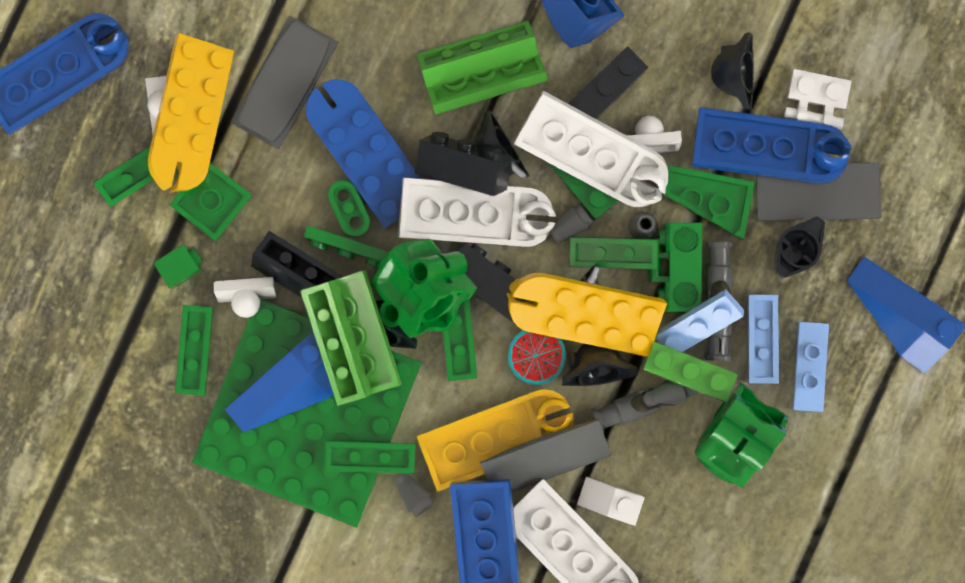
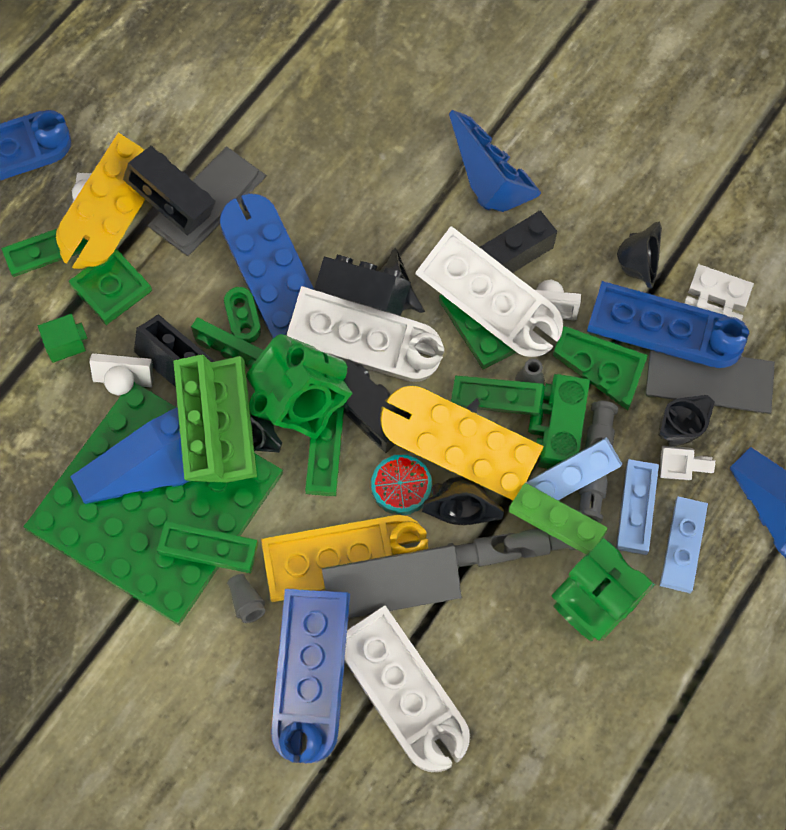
camera: 10 degrees right, 20 degrees down
(194, 350) = (56, 419): green plate -> none
(248, 91) = (169, 190): none -> black brick
(482, 67) = (396, 214): bright green slope -> none
(572, 222) = (460, 363): dark grey cone -> none
(610, 501) = (454, 642): white slope -> none
(800, 287) = (680, 462): none -> white plate

